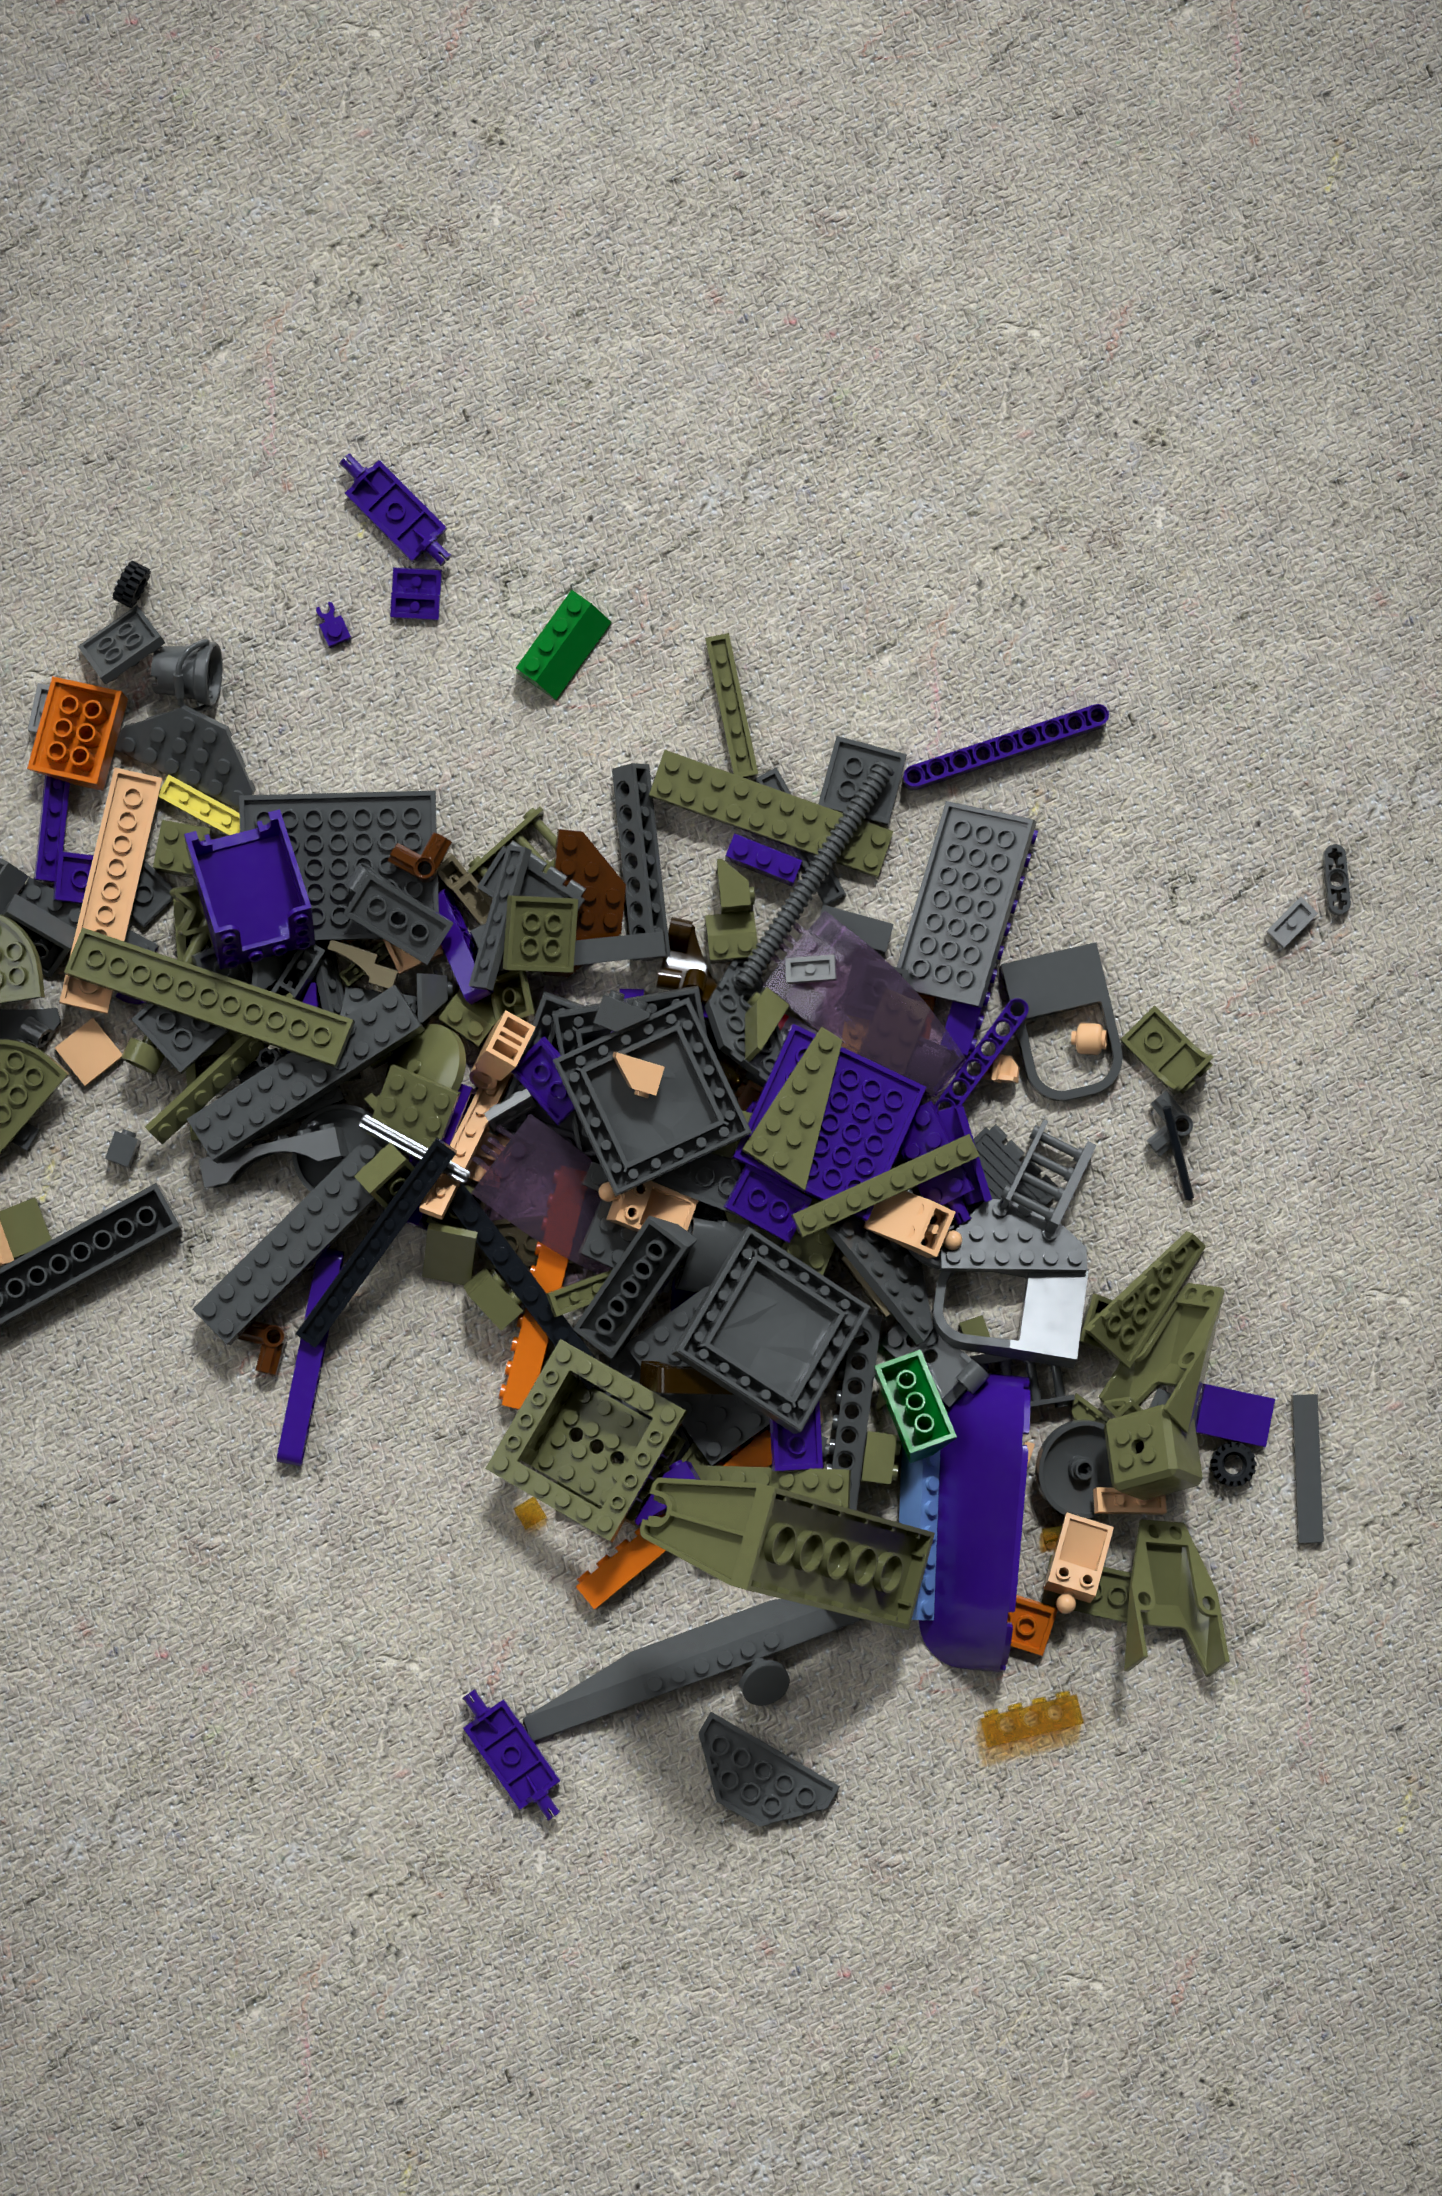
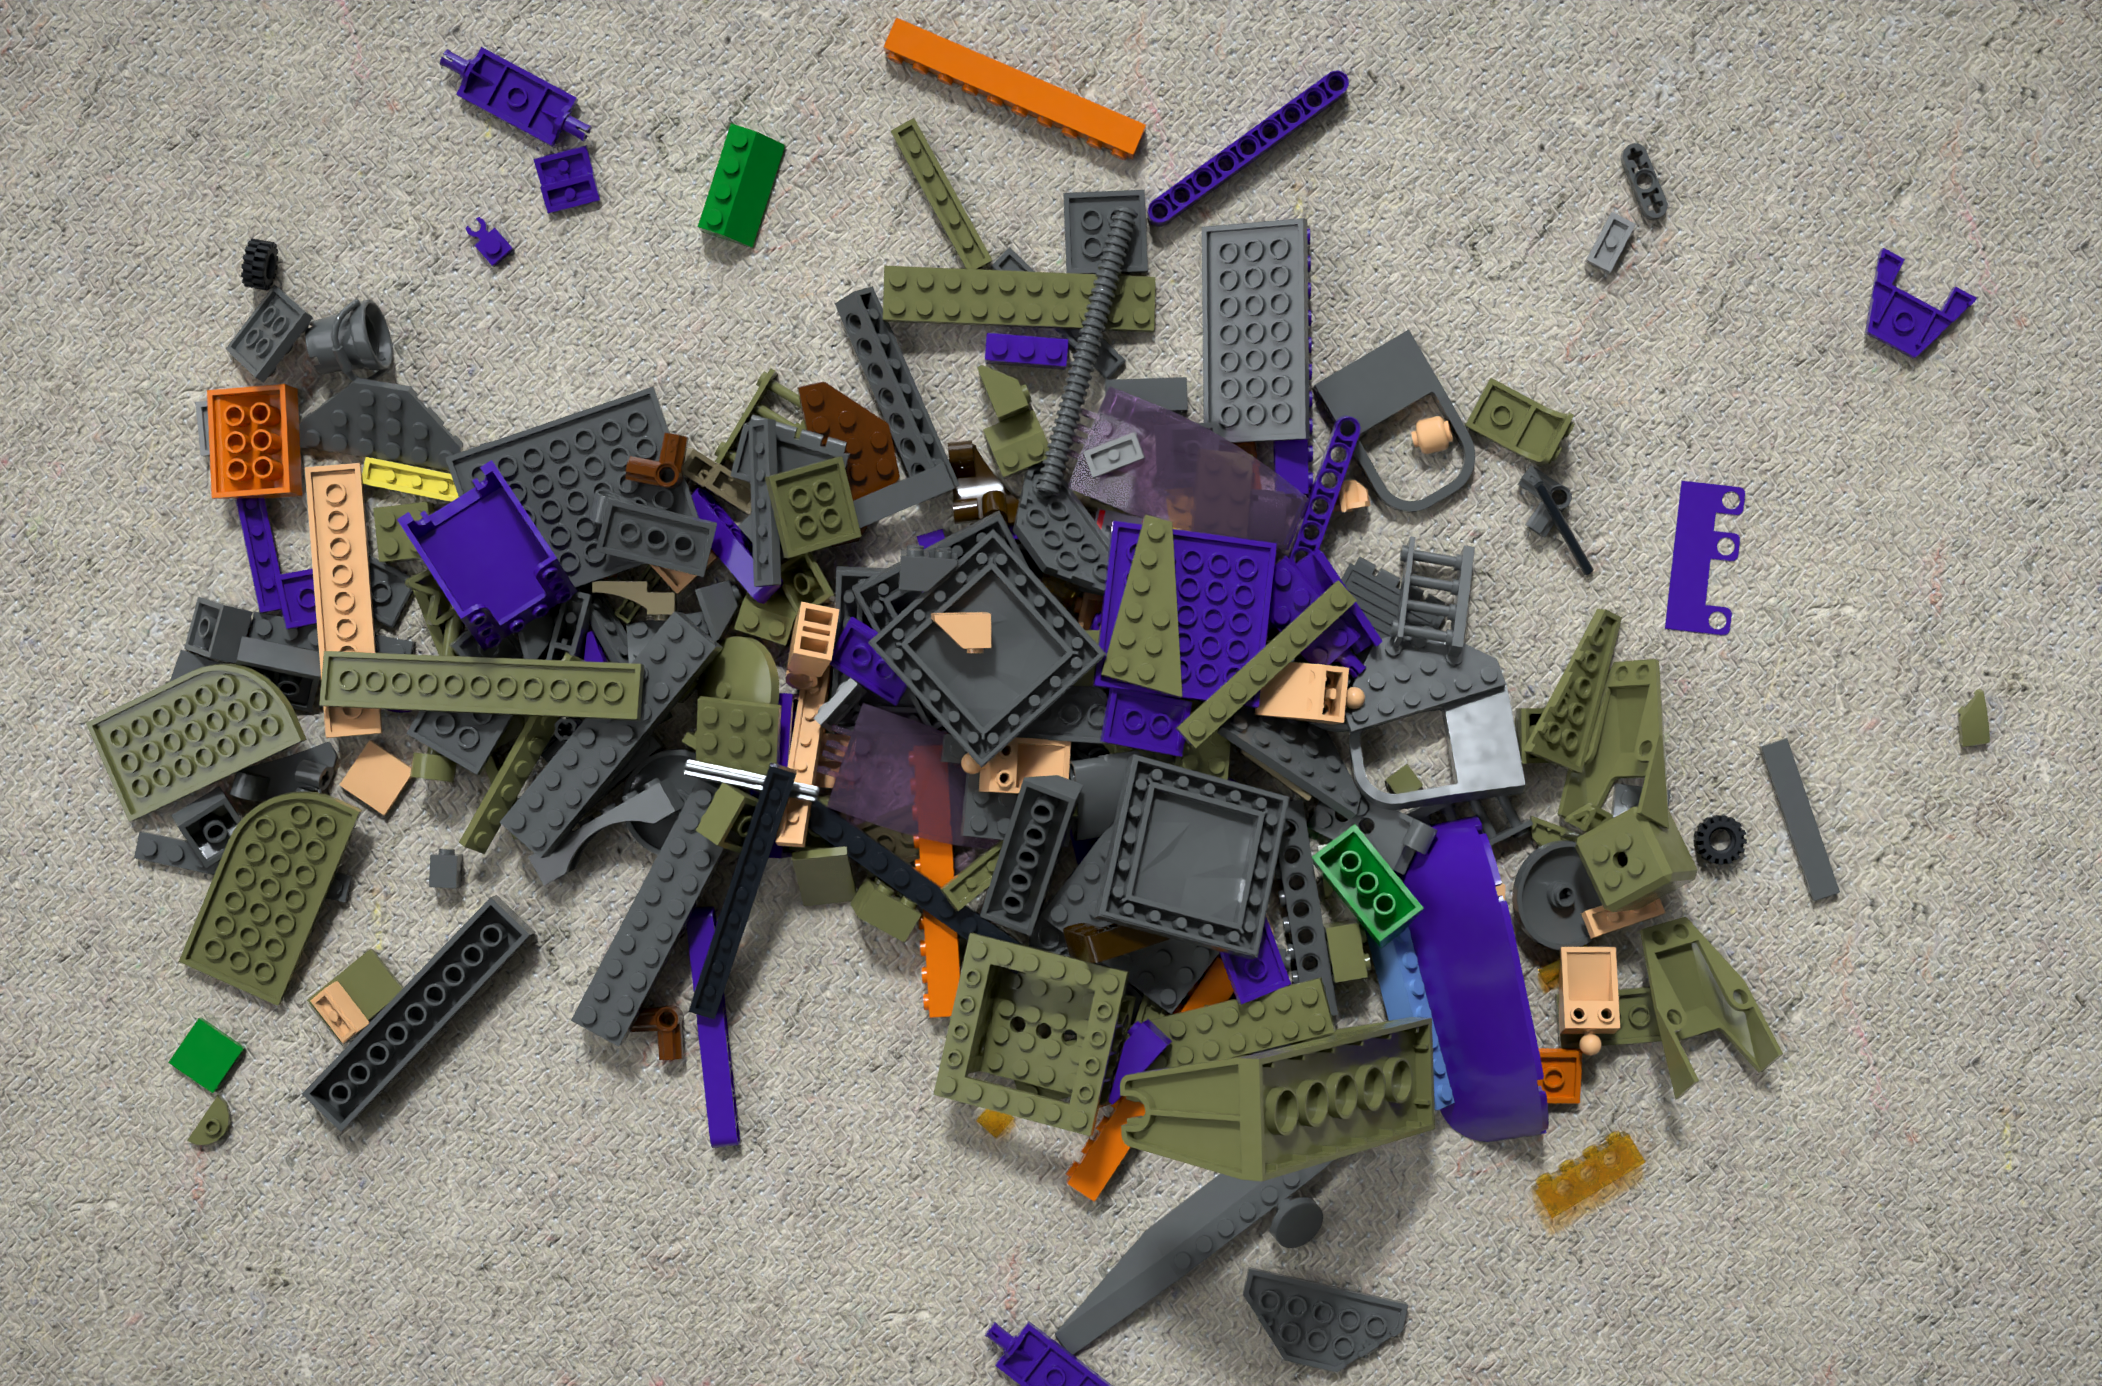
camera: 15 degrees left, 5 degrees up
(761, 1019) = (1078, 526): olive slope -> none
(822, 635) = (1014, 88): none -> orange brick
(1234, 1415) = (1707, 787): dark purple tile -> none
(1284, 1209) = (1693, 550): none -> dark purple piece

